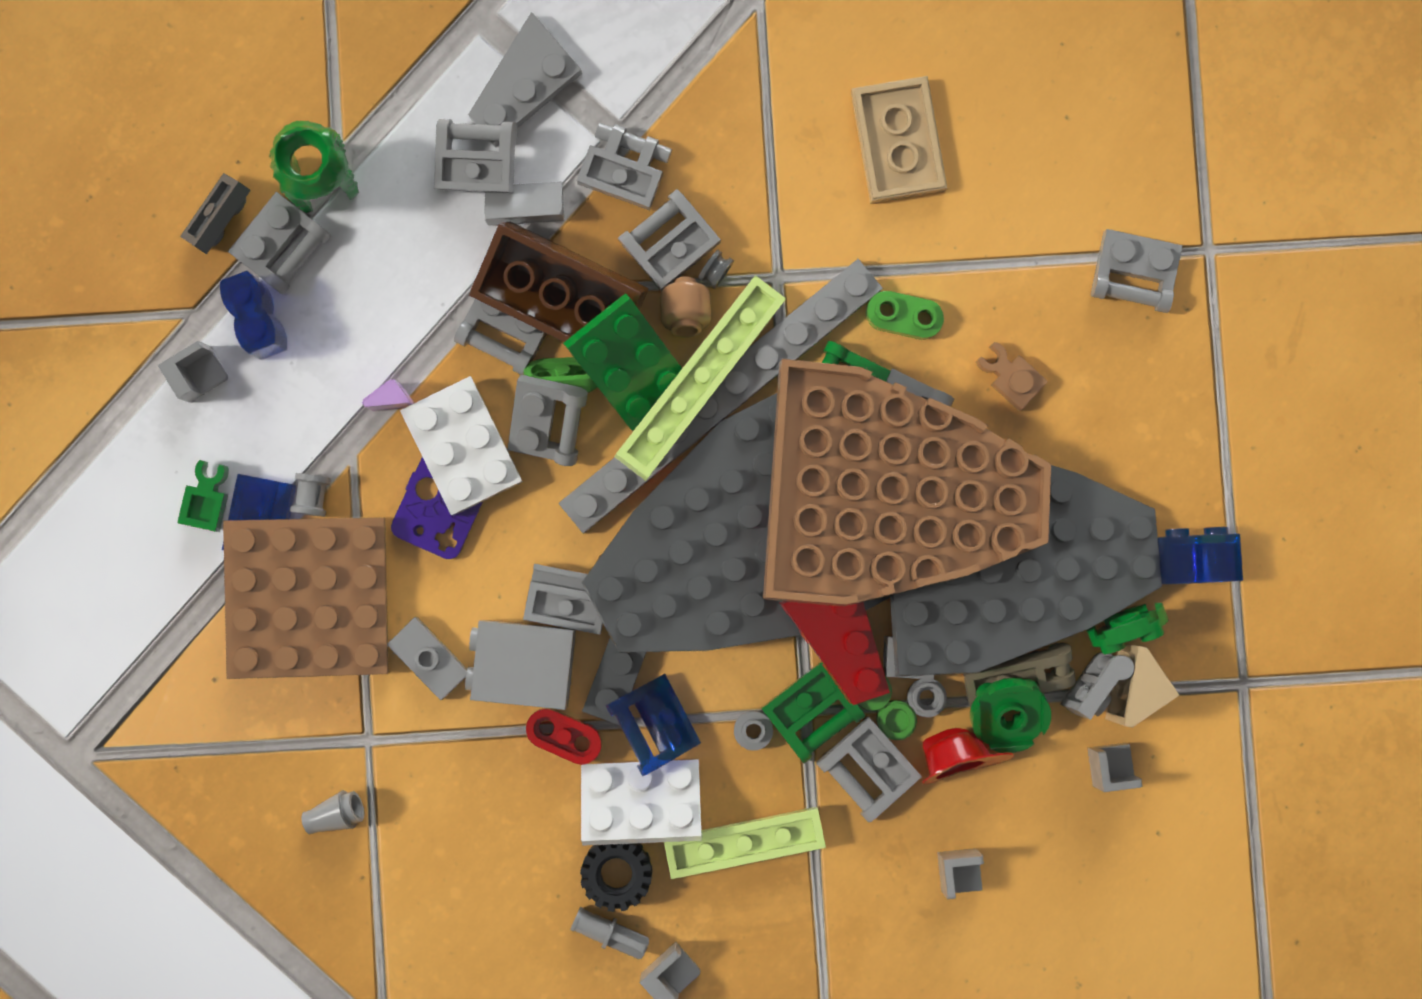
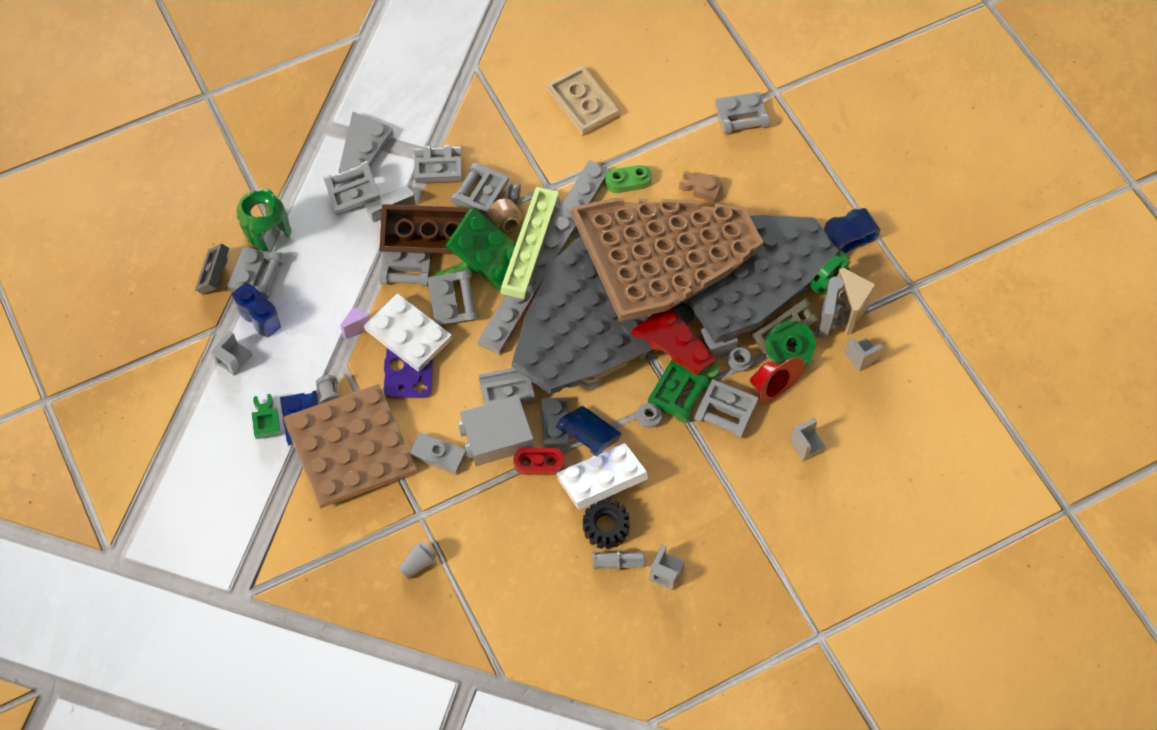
camera: 20 degrees left, 25 degrees down
(747, 843) = (673, 476): yellowish green plate -> none
(896, 720) = (730, 376): bright green tile -> none

